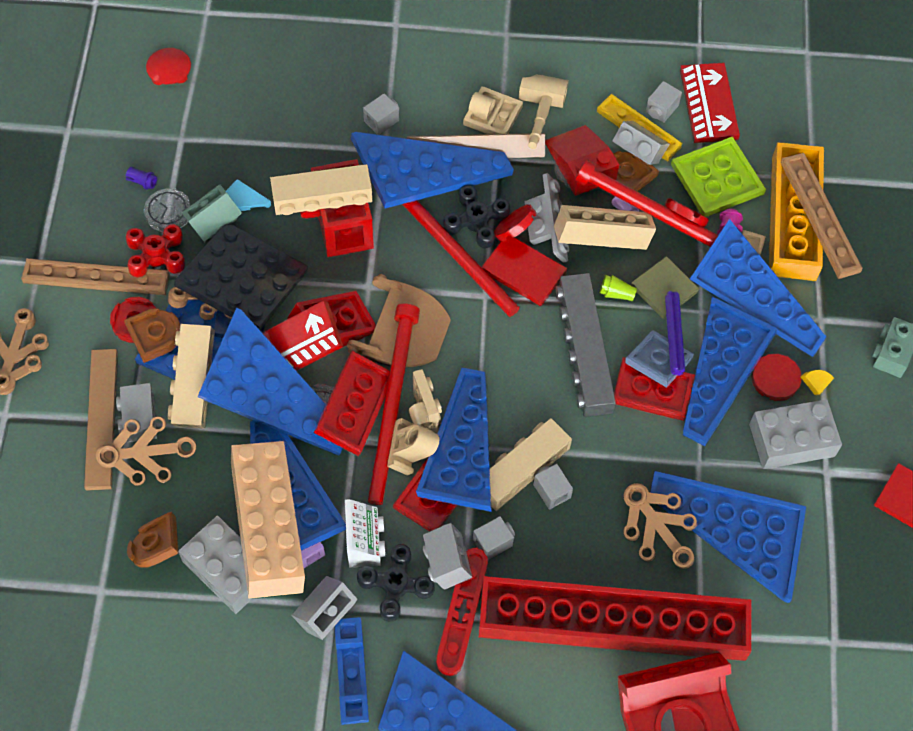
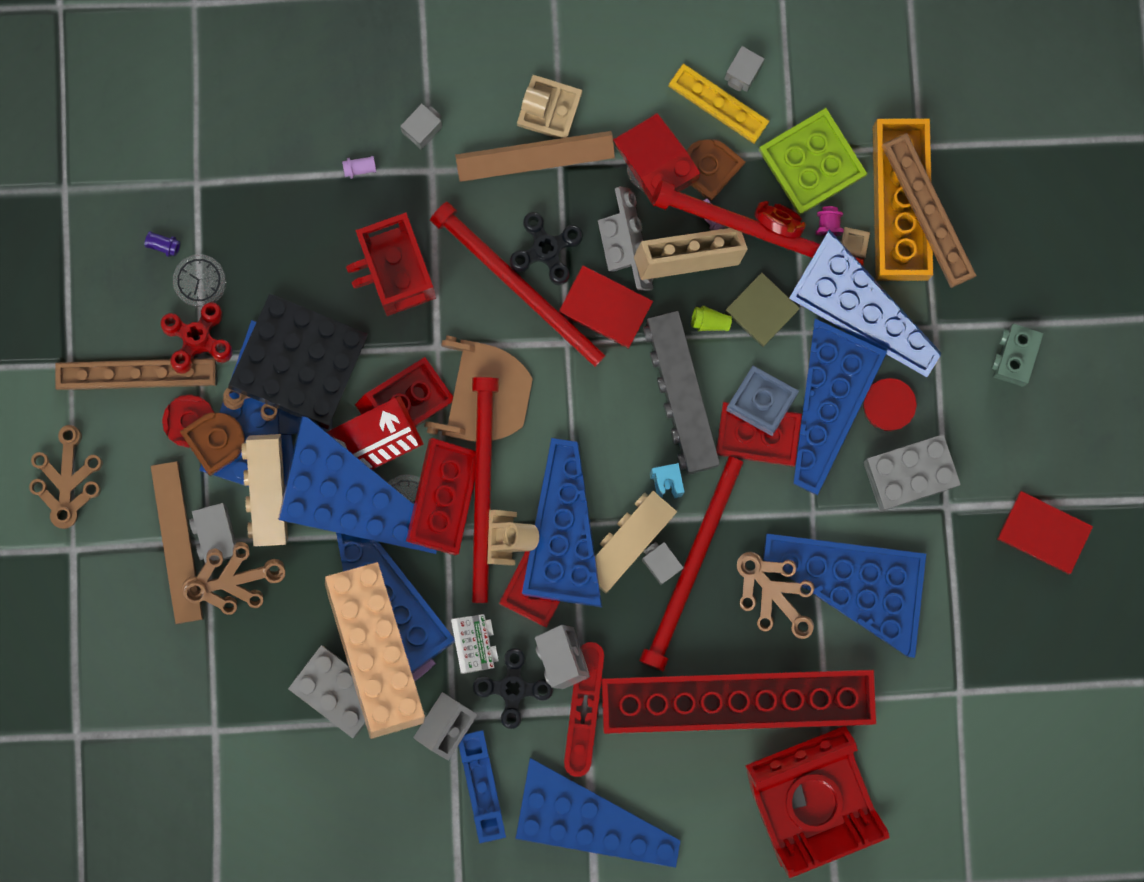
camera: 10 degrees left, 20 degrees up
(155, 542) = (261, 677): dark orange tile -> none
(168, 66) = (164, 88): red dish -> none
(212, 213) = (251, 286): sand green brick -> none
(245, 197) = (277, 255): medium azure tile -> none
(321, 189) = (373, 263): tan brick -> none
(322, 138) = (358, 166): none -> lavender pin
(418, 169) = (476, 200): blue wing -> none
(427, 409) = (523, 501): tan plate -> none
(494, 537) = (607, 627): light grey brick -> none
(515, 222) = (590, 256): red tile -> none
(538, 568) = (655, 655): none -> red piece
(547, 92) = (610, 72): tan piece -> none
(566, 408) = (668, 476): none -> medium azure hinge
(640, 142) = (722, 131): light grey brick -> none
(675, 335) = (777, 372): dark purple axle -> none
(709, 102) = (797, 59): red tile -> none
(817, 380) = (933, 404): yellow tile -> none

